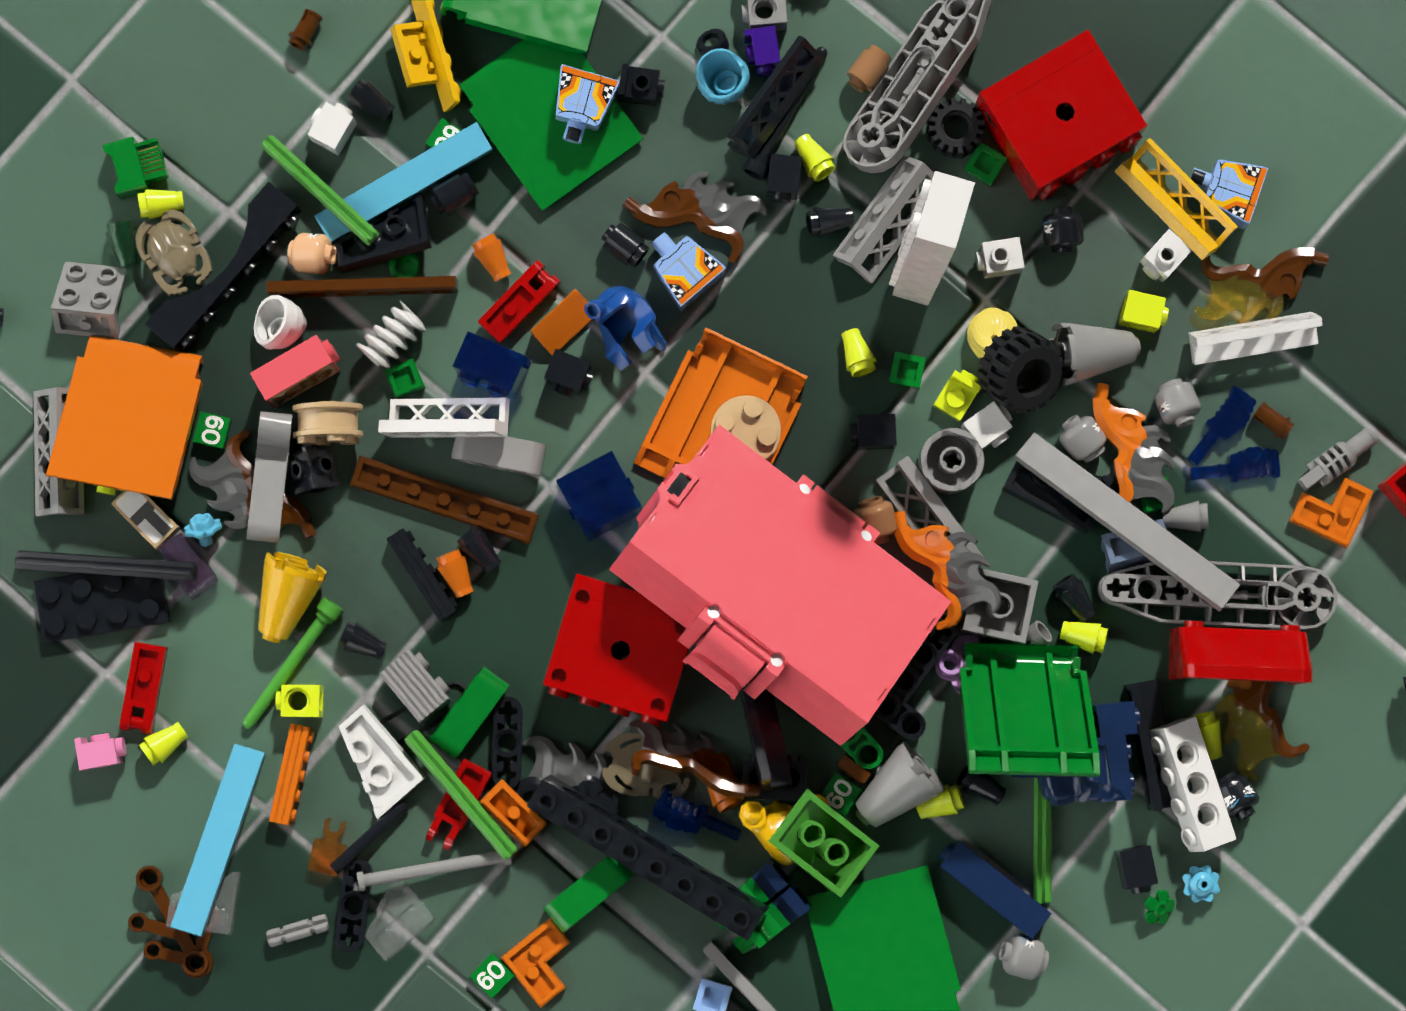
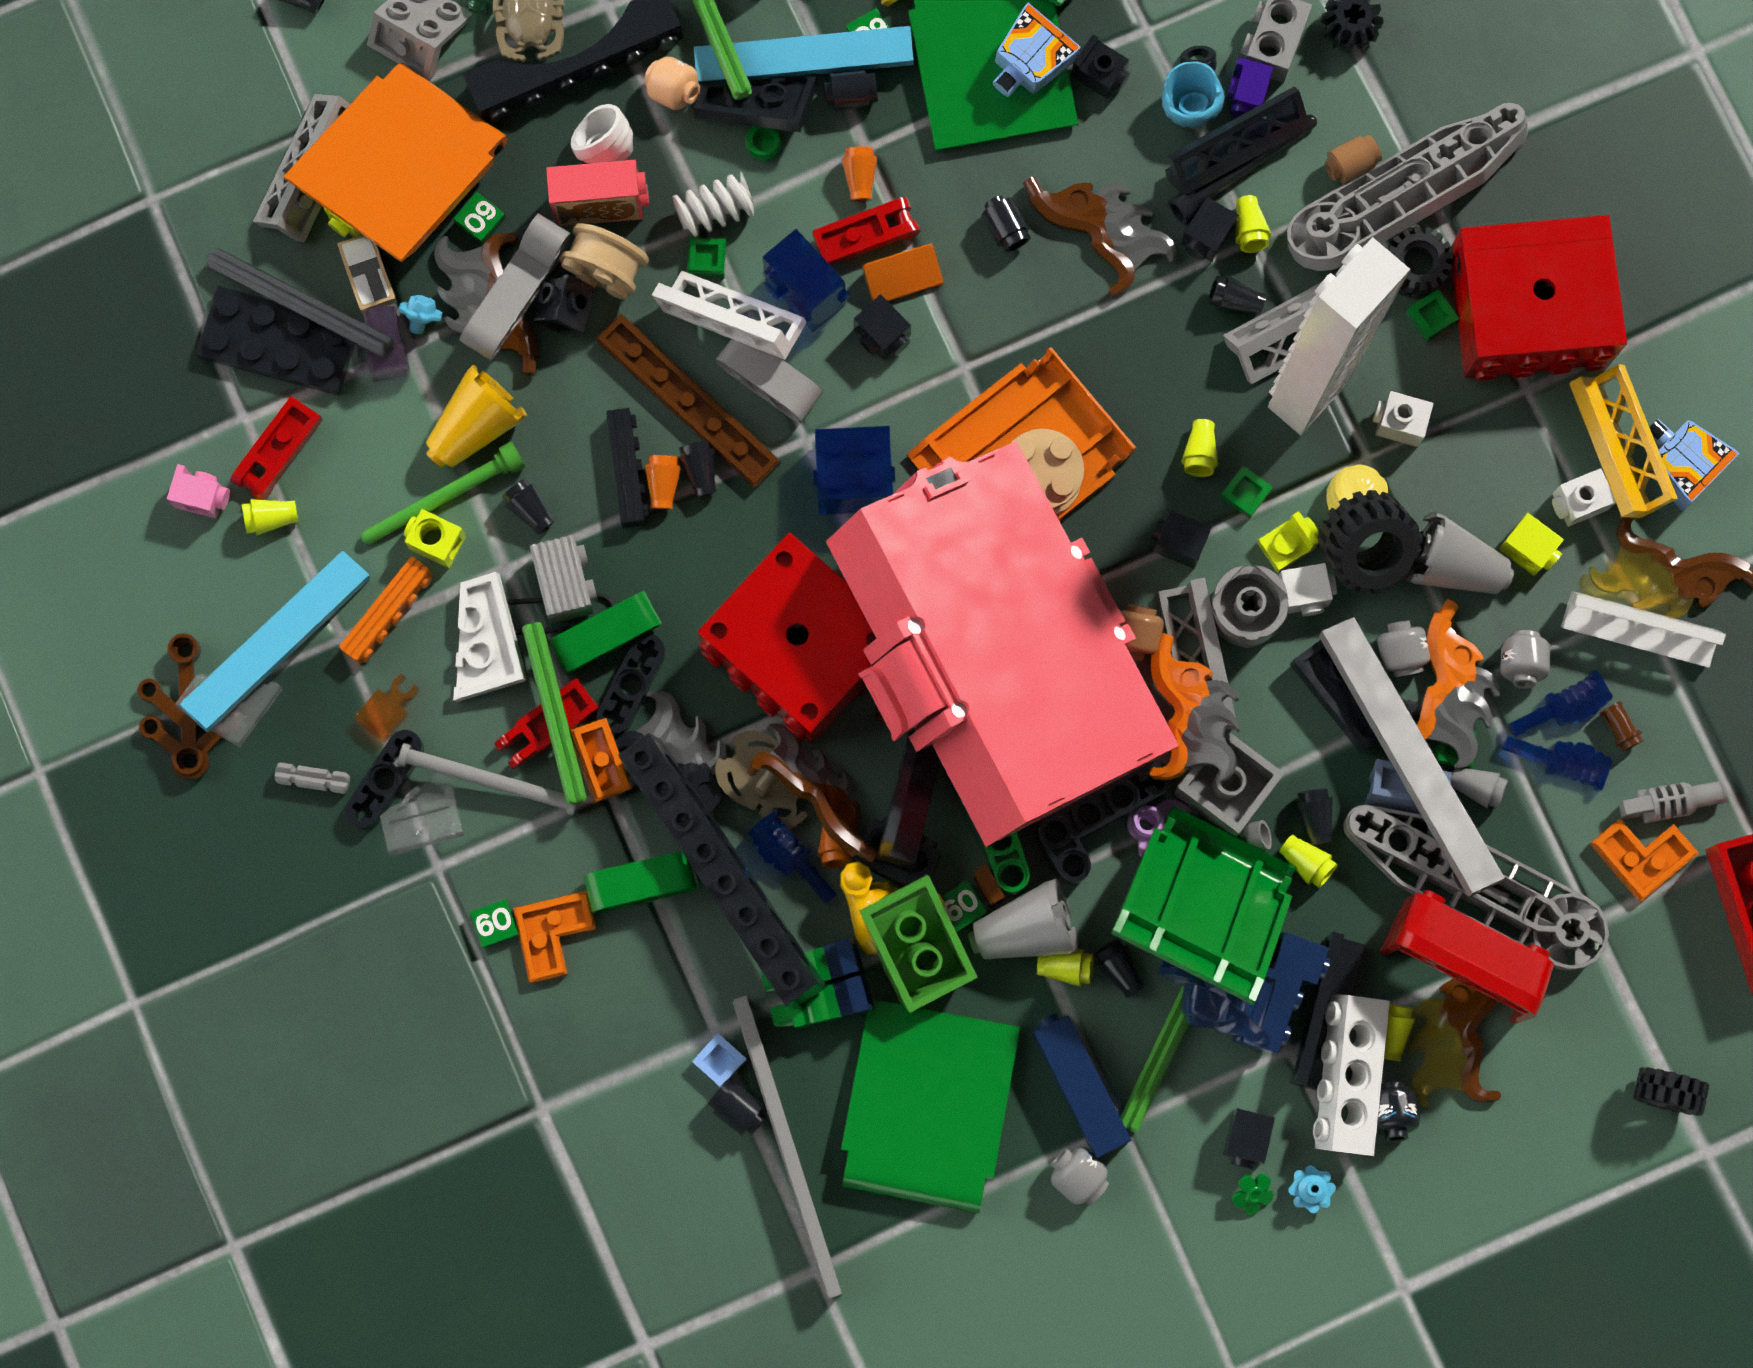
camera: 25 degrees right, 5 degrees down
(363, 287) = (711, 142): reddish brown tile -> none
(369, 837) = (435, 714): black bar -> none
(617, 313) = (966, 290): blue piece -> none
(685, 269) = (1059, 278): light blue torso -> none
(1063, 230) = (1484, 419): black head -> none

